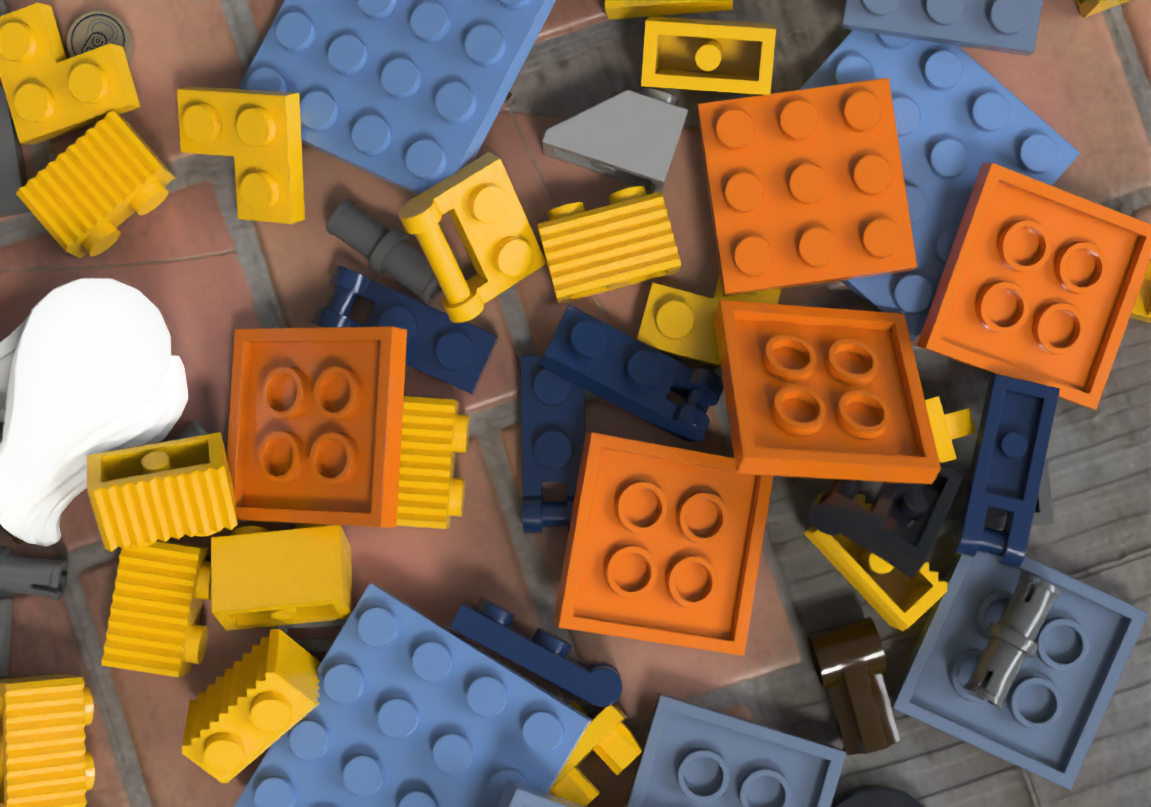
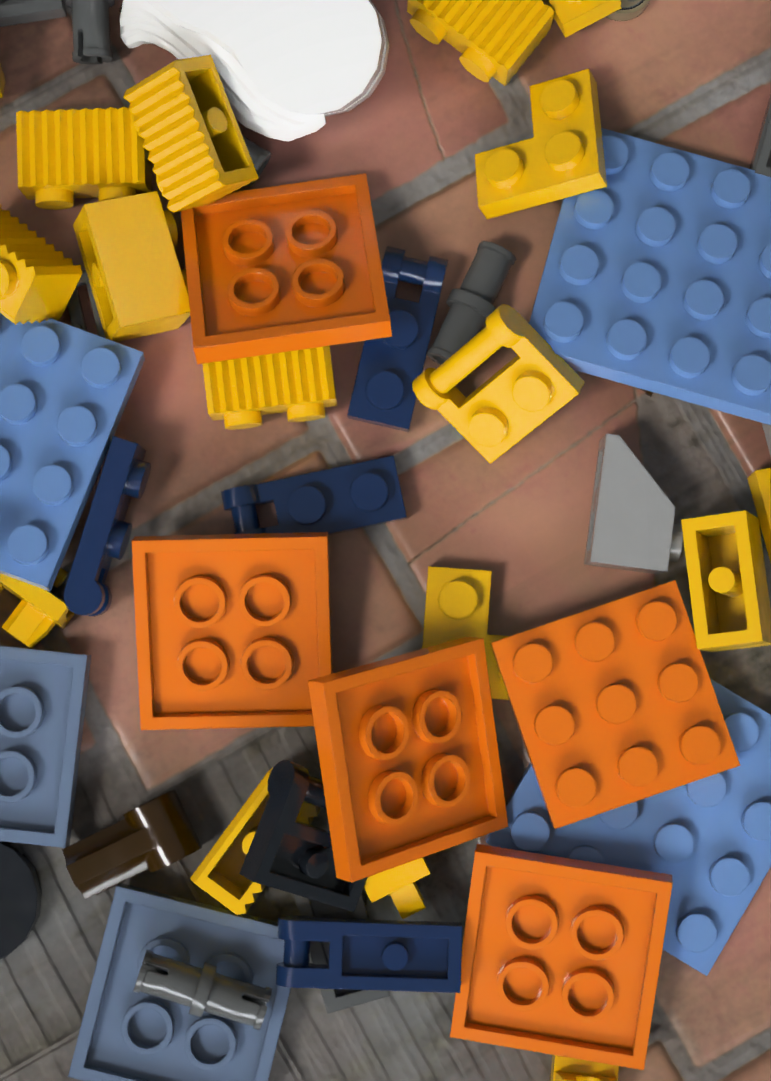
camera: 80 degrees right, 0 degrees up
(608, 244) = (518, 519): yellow brick -> none
(631, 374) = (395, 566): dark blue plate -> none

